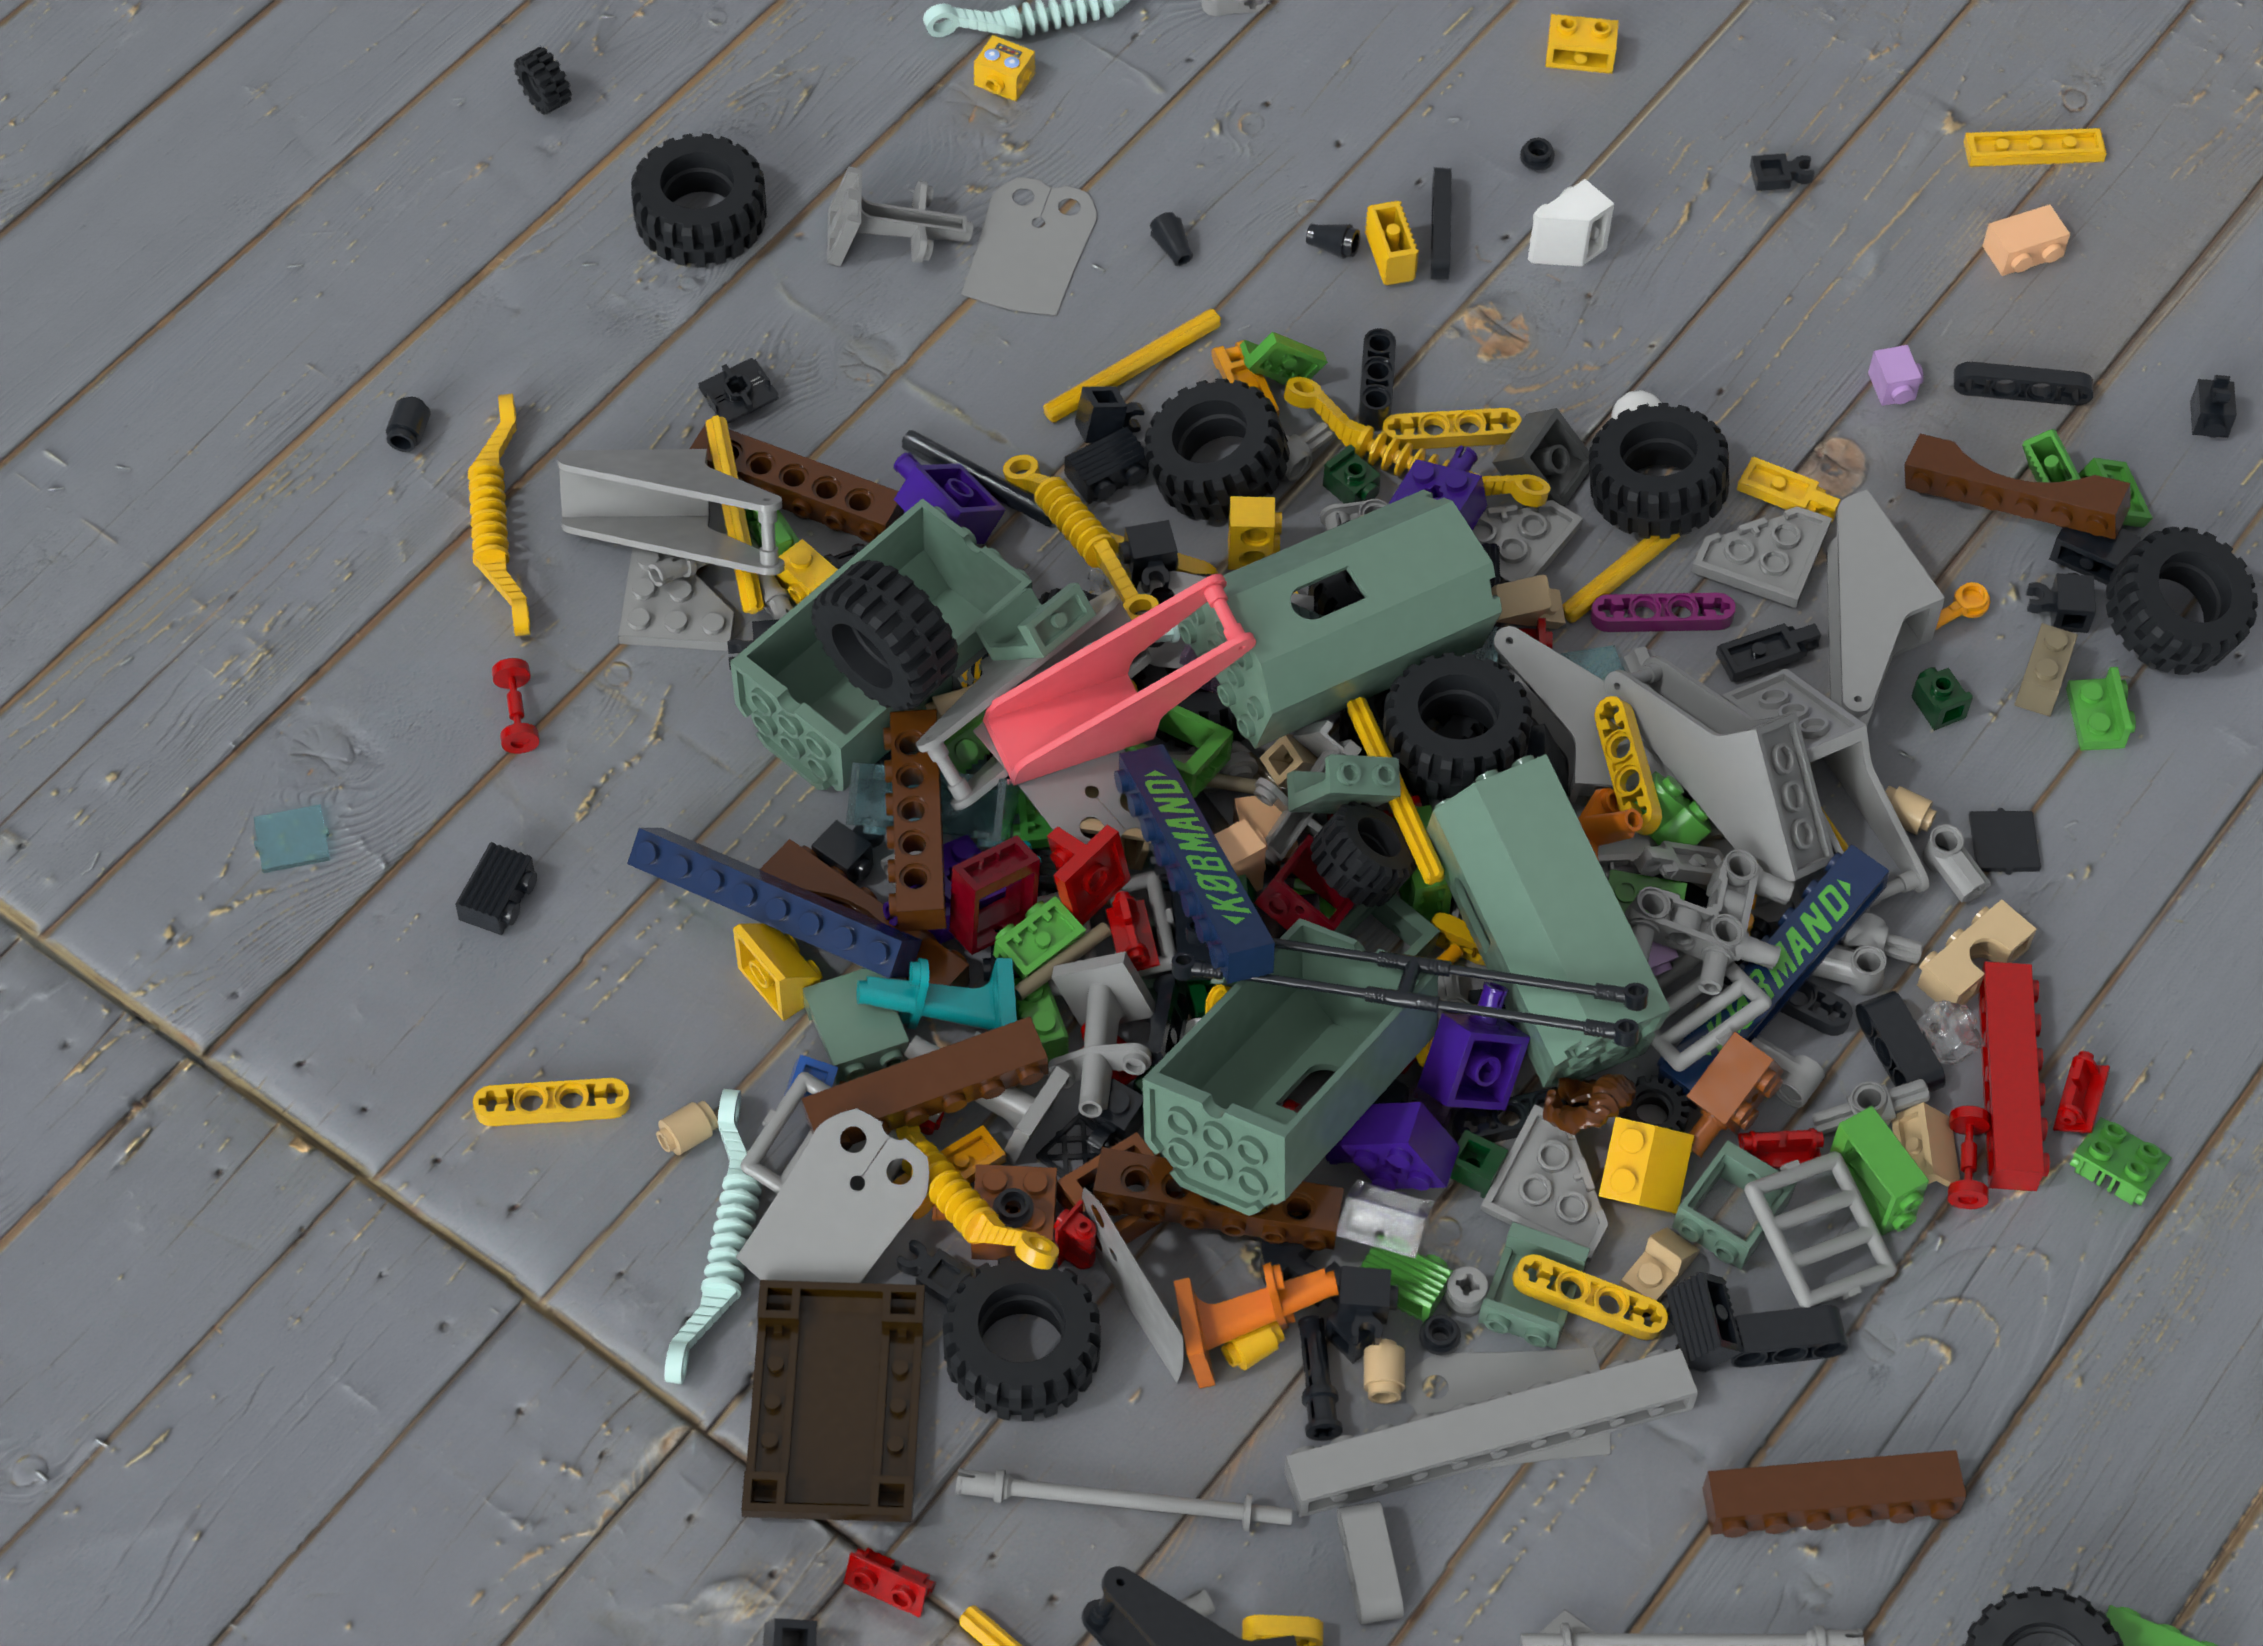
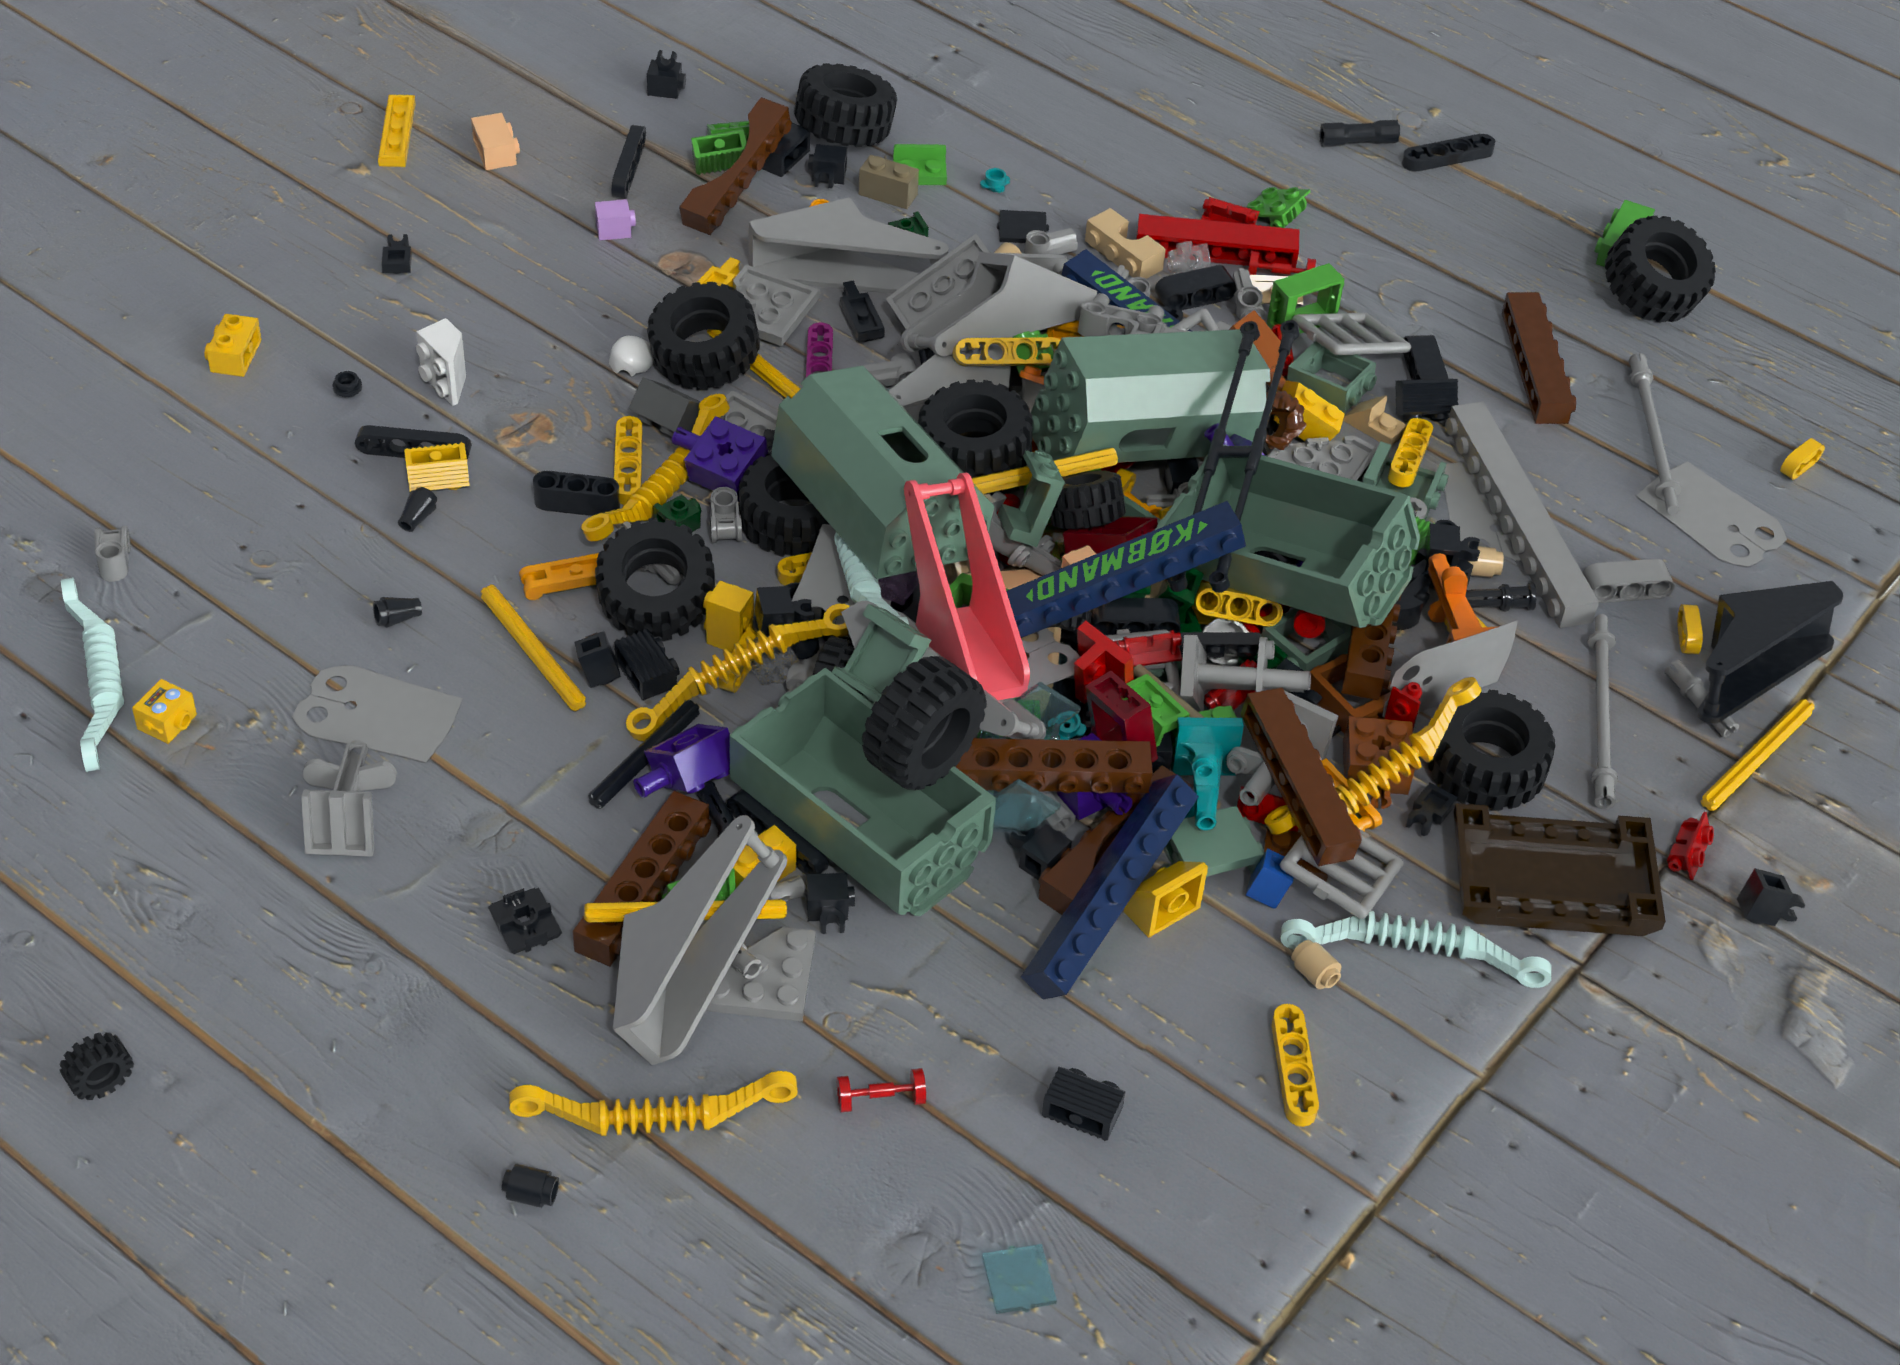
camera: 90 degrees left, 10 degrees down
(692, 167) = (294, 971): black tyre -> none
(824, 1227) = (1408, 846): light grey piece -> none
(1014, 1198) = (1396, 730): black plate -> none
(1181, 511) = (727, 614): none -> yellow brick
(1252, 530) = (740, 561): yellow brick -> none
(1282, 358) = (558, 534): bright green bracket -> none
(2093, 794) = (995, 180): none -> teal plate

